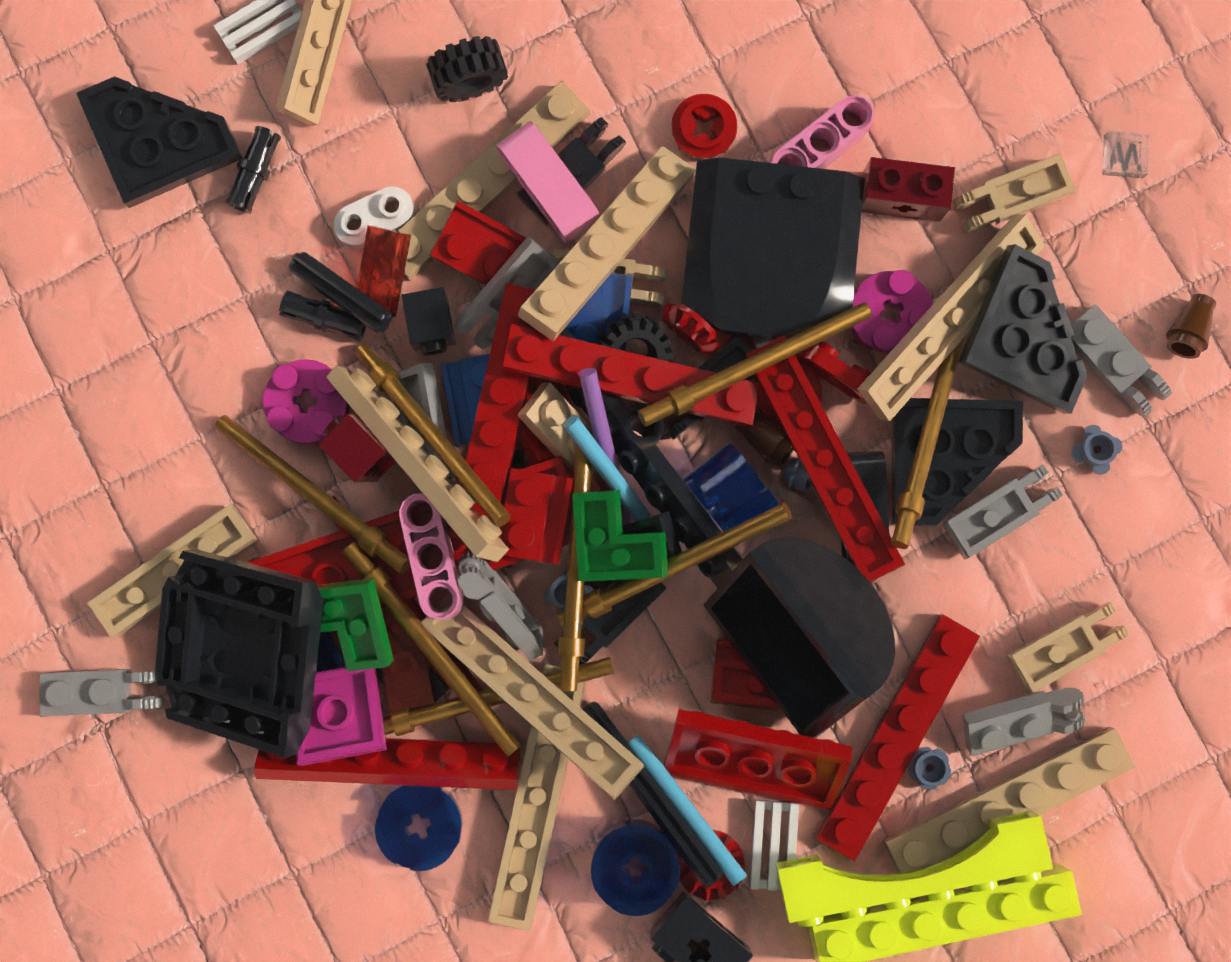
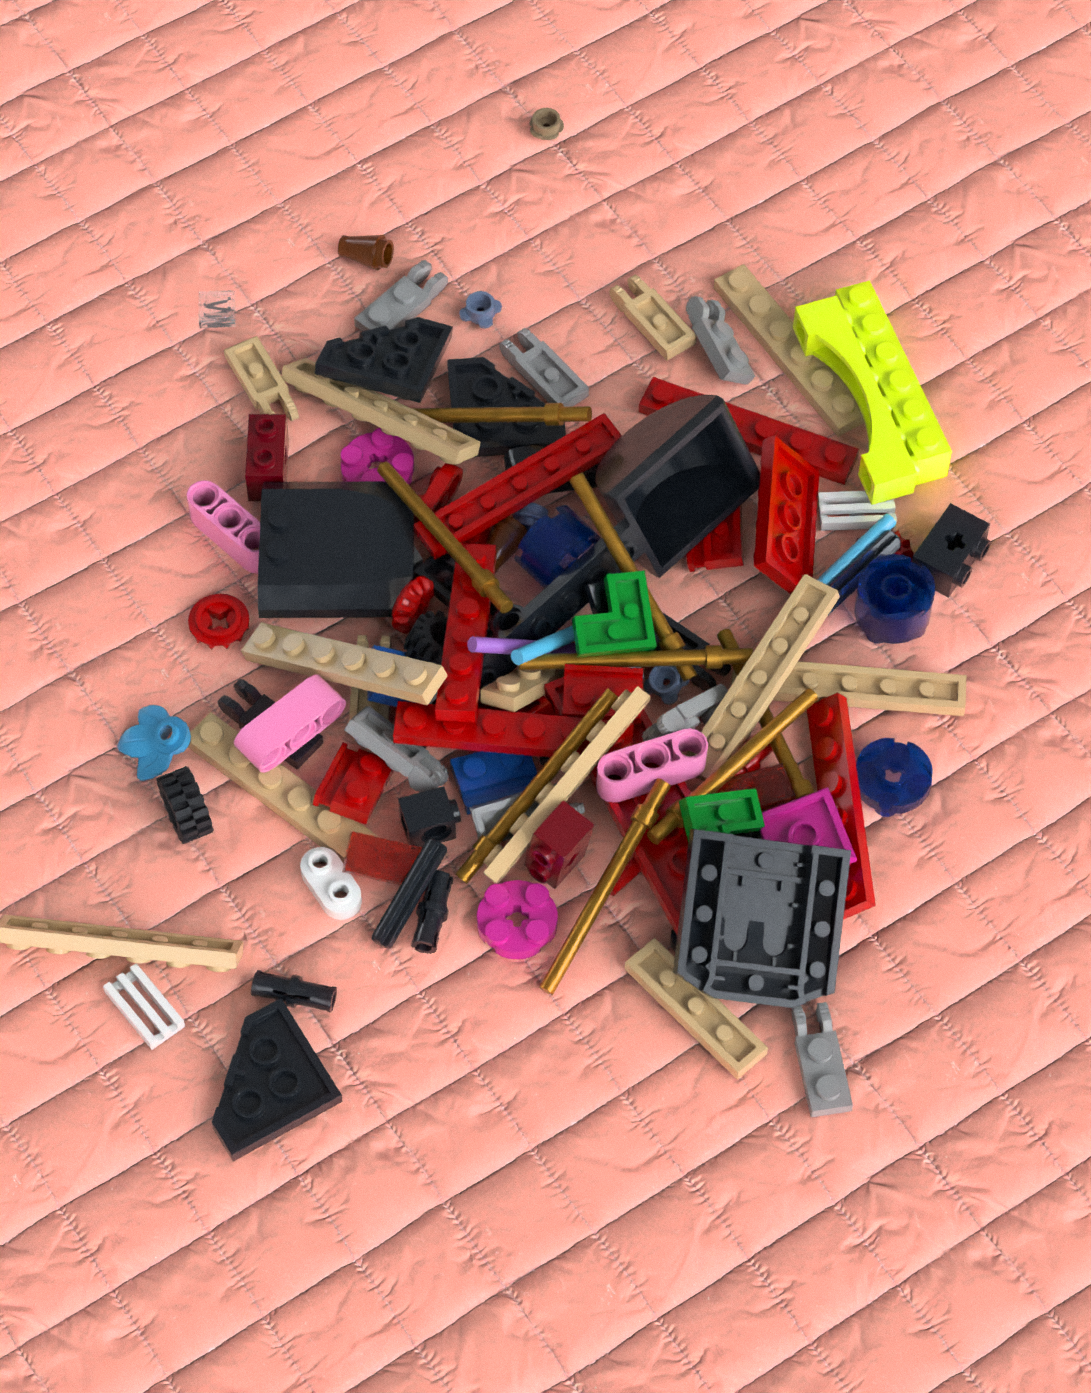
camera: 95 degrees left, 25 degrees down
(561, 50) = (150, 742): none -> dark azure plate
(940, 772) = (771, 396): sand blue plate -> none

